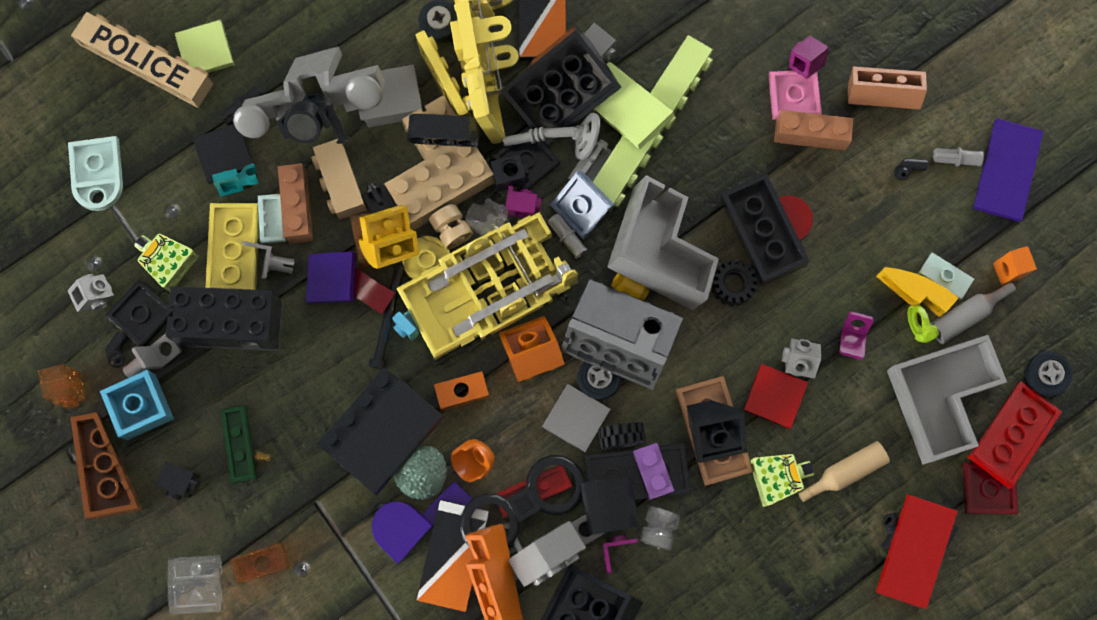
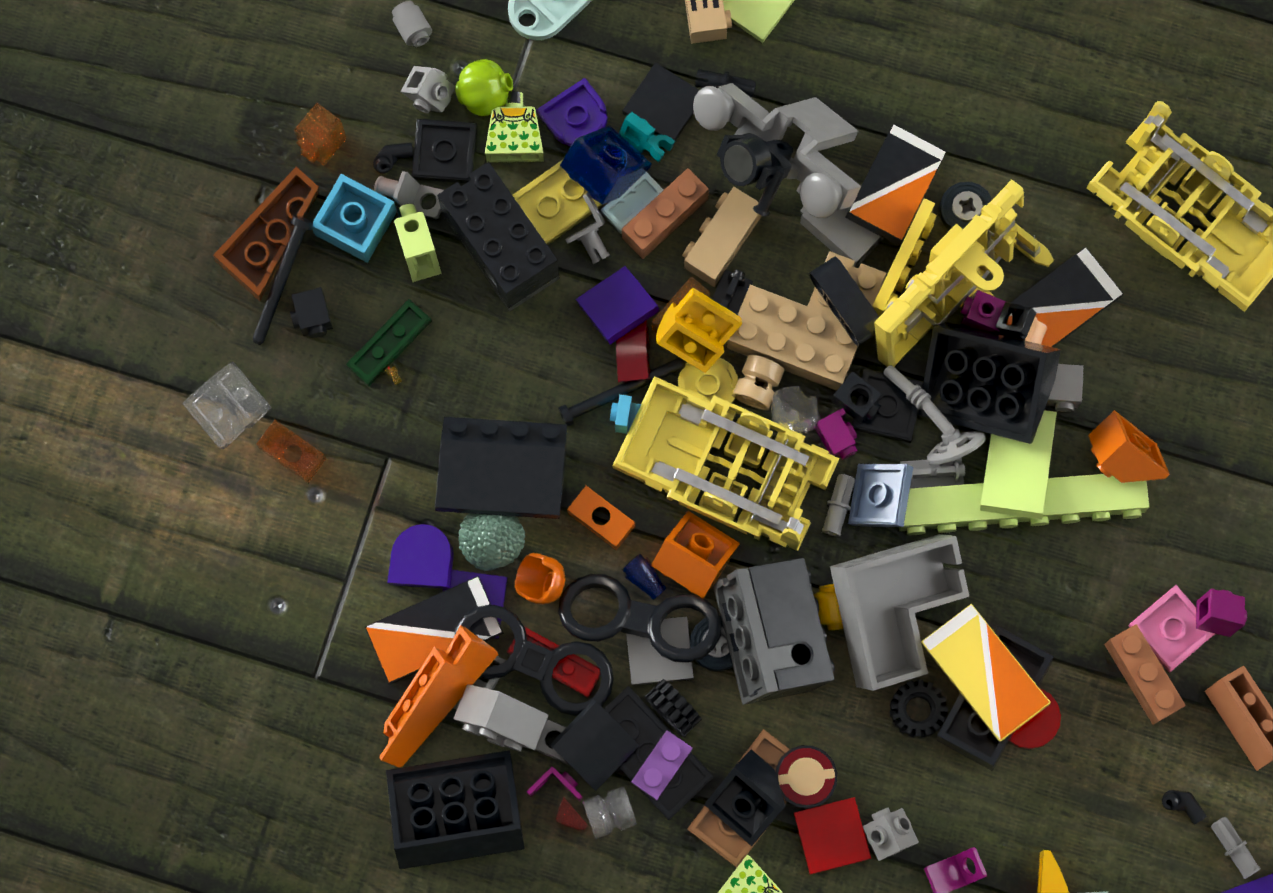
camera: 55 degrees right, 0 degrees up
(38, 272) = (411, 24): none -> light grey brick
(118, 256) = (483, 87): none -> lime plant
(137, 482) = (300, 226): none -> black bar
(185, 213) = (574, 113): none -> dark purple tile
(187, 376) = (416, 243): none -> yellowish green torso
(232, 217) = (604, 164): none -> clear blue slope
(391, 48) = (896, 184): none -> tile
(515, 55) = (982, 311): none -> magenta brick
(518, 392) = (644, 576): none -> clear blue cone
(540, 36) = (1024, 323): none -> black leg
(547, 414) = (640, 618): none -> black bar
(642, 557) = (569, 817): none -> clear red slope
(667, 37) = (1126, 451): none -> orange slope
(728, 383) = (806, 776): none -> tile
(747, 221) = (985, 673): none -> tile

